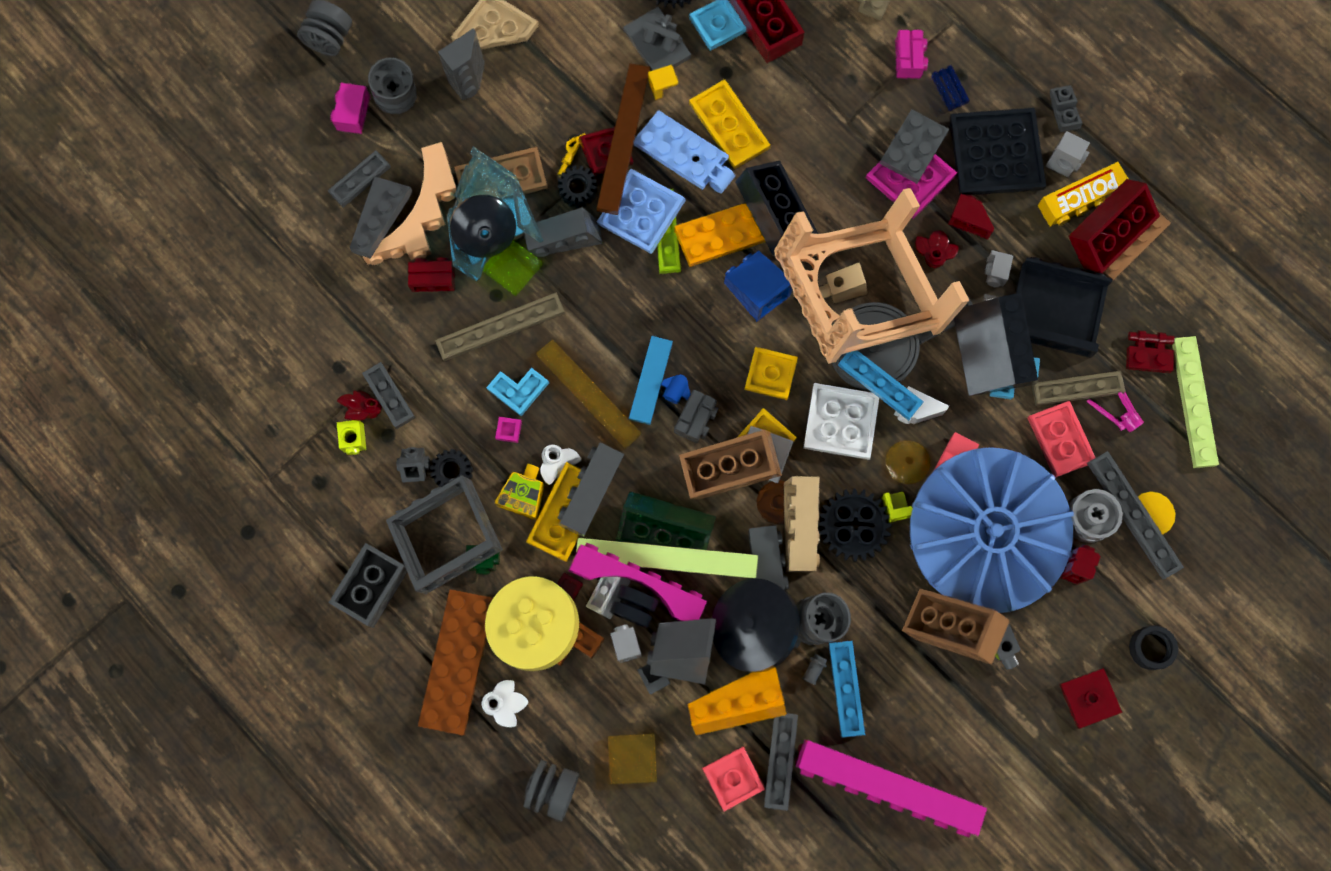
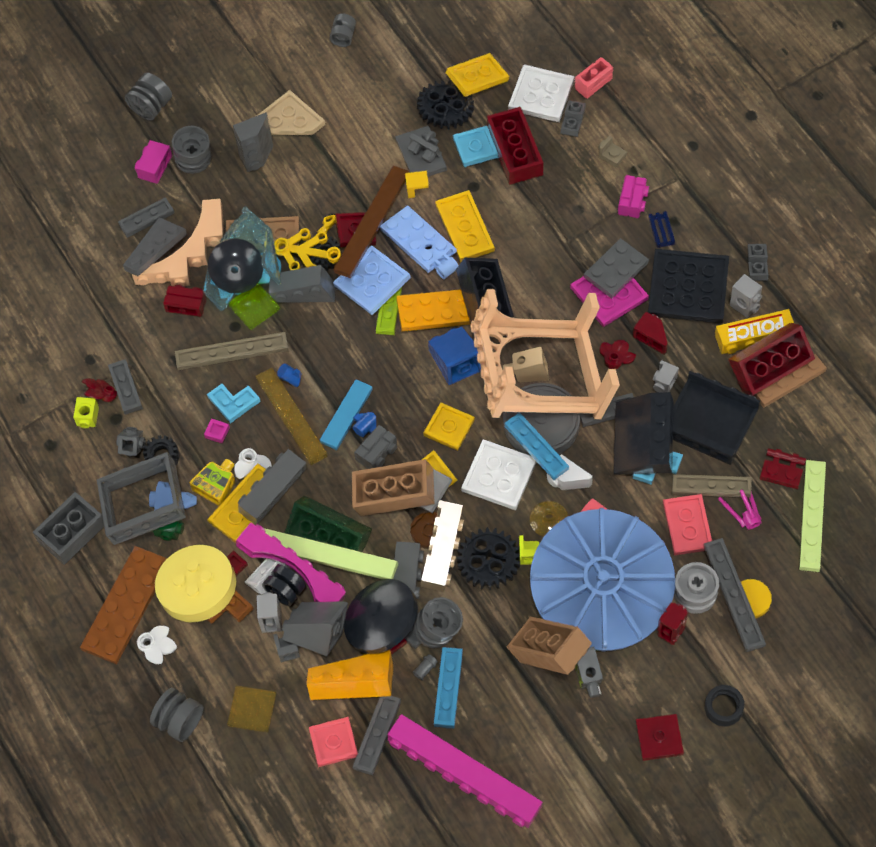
camera: 15 degrees right, 15 degrees down
(468, 528) = (163, 497): none -> medium blue rock
(556, 189) = (305, 249): none -> yellow plant
(575, 345) = (289, 374): none -> blue piece

